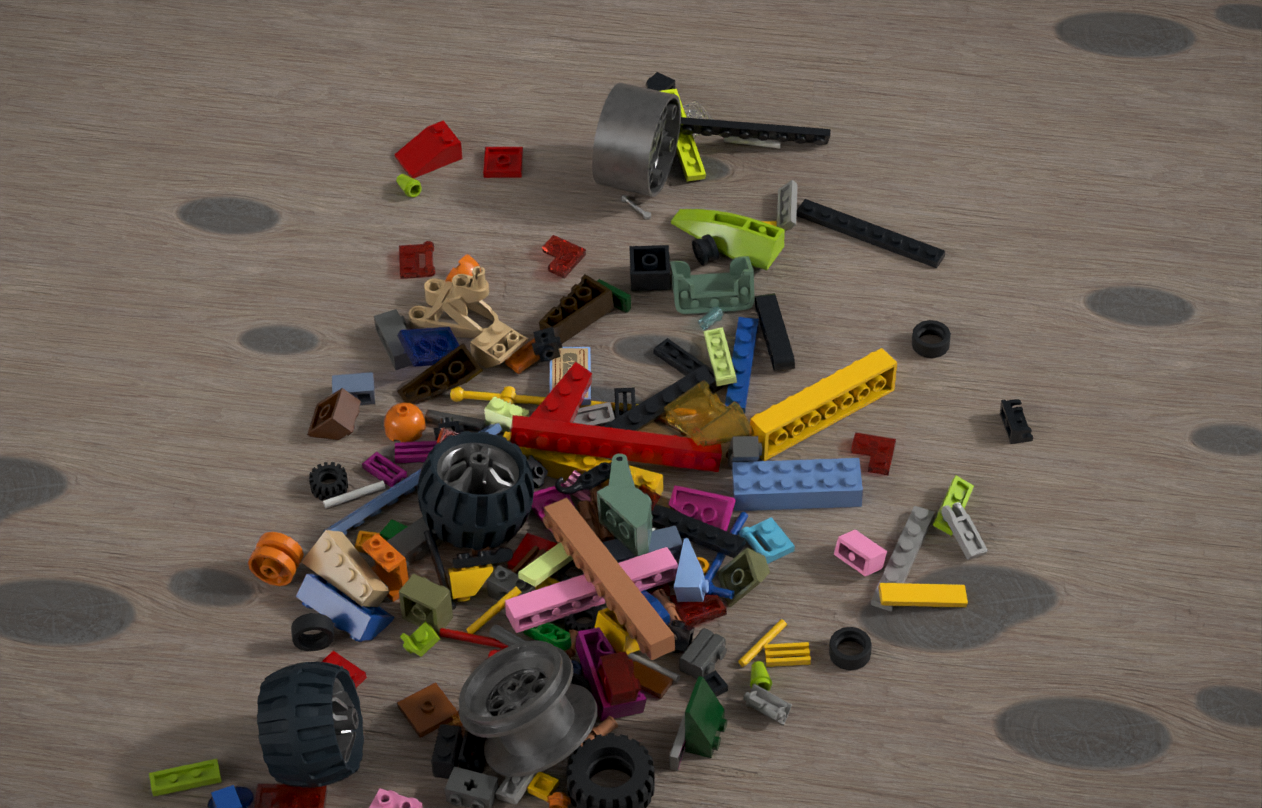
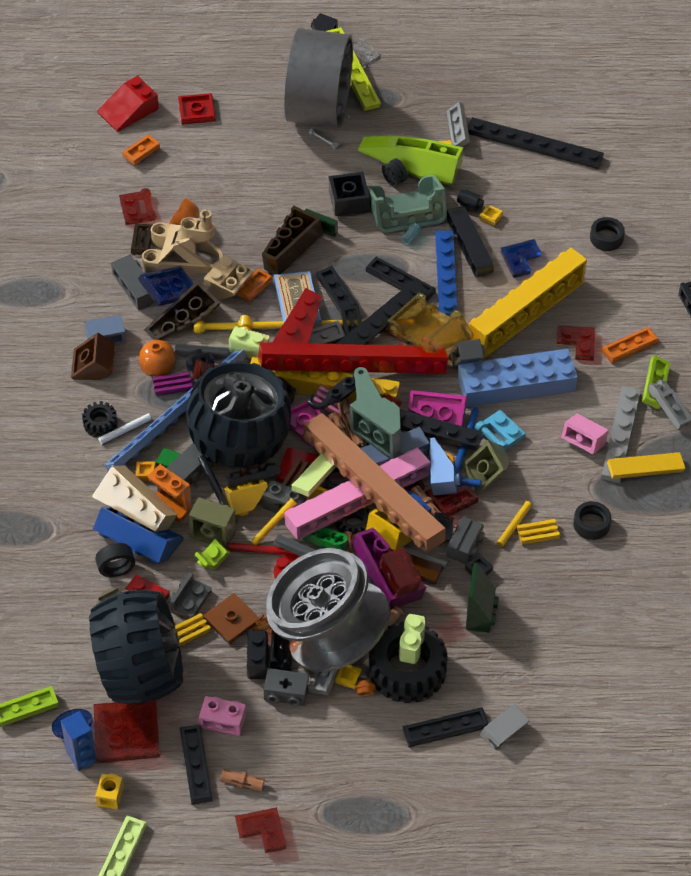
camera: 10 degrees left, 5 degrees up
(275, 558) = (68, 496): orange wheel -> none
(378, 713) = (189, 625): none -> yellow tile
(382, 472) = (145, 404): magenta tile -> none
(386, 681) = (189, 597): none -> dark grey bracket
(404, 304) = (140, 249): none -> dark brown tile
(409, 185) = (117, 138): lime cone -> none
(433, 200) = (141, 149): none -> orange plate
(546, 344) = (273, 273): black brick -> none
(566, 255) = (271, 189): clear red plate -> none
(615, 367) = (335, 288): none -> black plate
(615, 751) = (412, 638): none -> yellowish green brick
(678, 747) = (461, 625): light grey tile -> none
(720, 356) = (426, 268): yellowish green tile -> none
(754, 130) = (425, 60): black plate -> none
(754, 142) = (414, 69): white bar -> none
(760, 676) = (519, 557): lime cone -> none
(768, 704) = (531, 578): light grey hinge -> none
(784, 287) = (470, 200): none -> black brick
(805, 306) = (491, 215): none -> yellow tile
(825, 351) = (517, 254): none -> clear blue plate
(933, 462) = (630, 345): none -> orange tile

